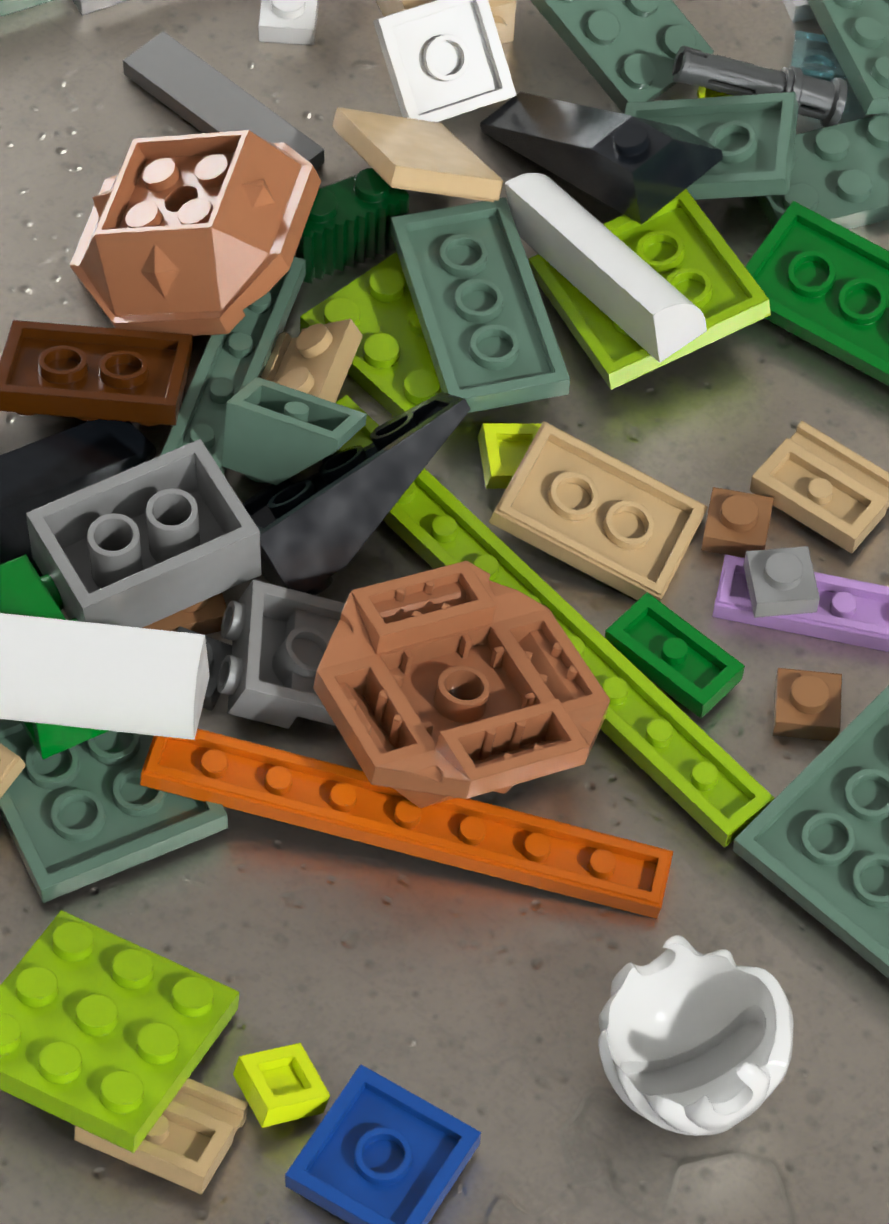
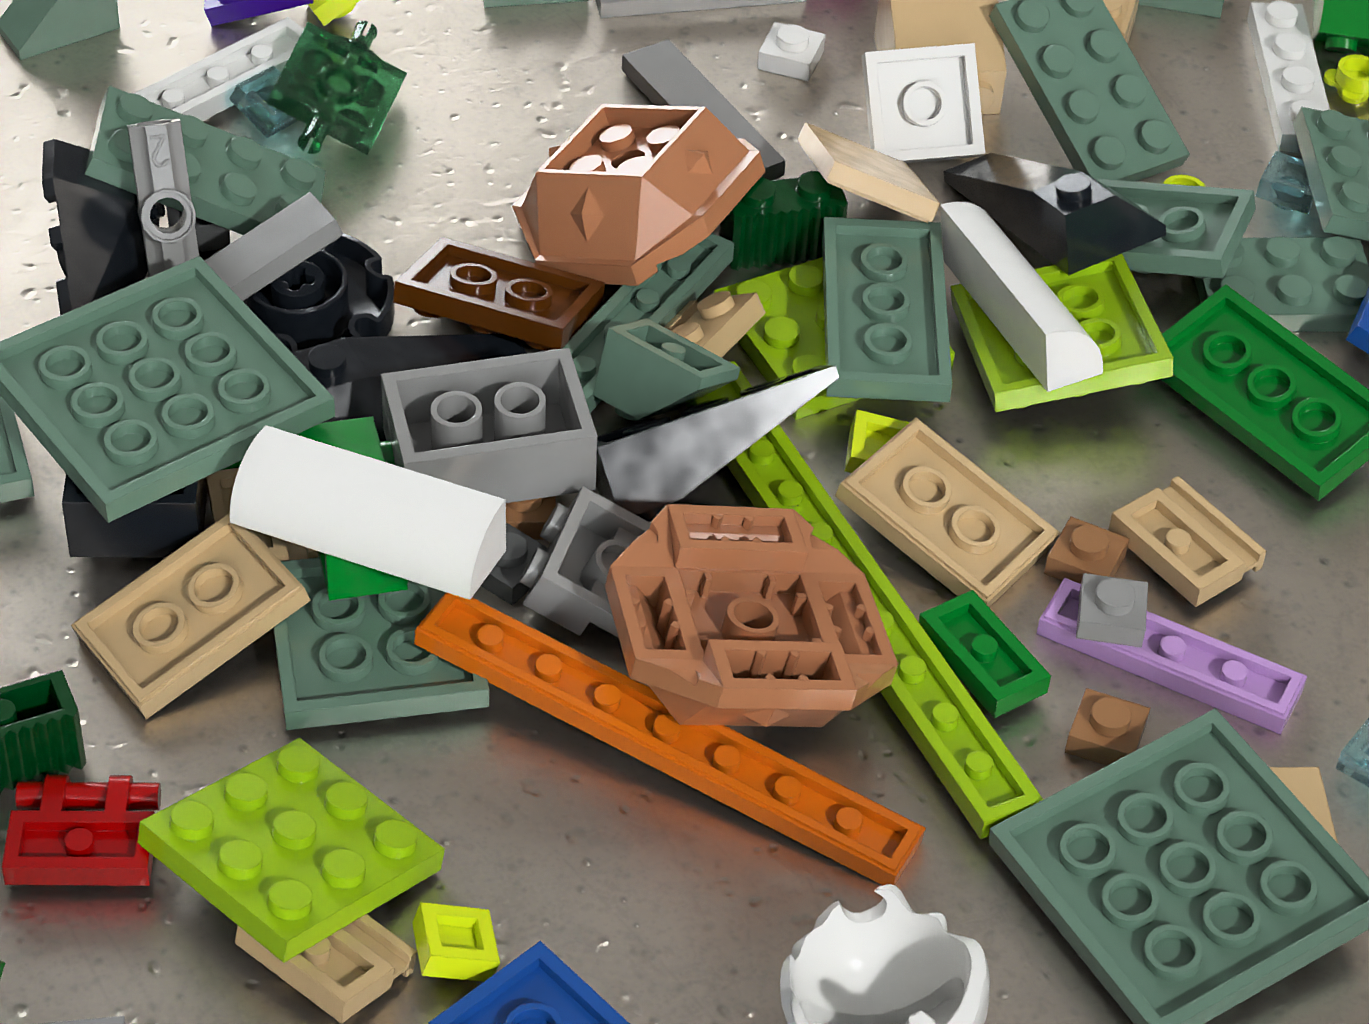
camera: 15 degrees right, 10 degrees down
(734, 77) = (1273, 206): dark grey pin -> none

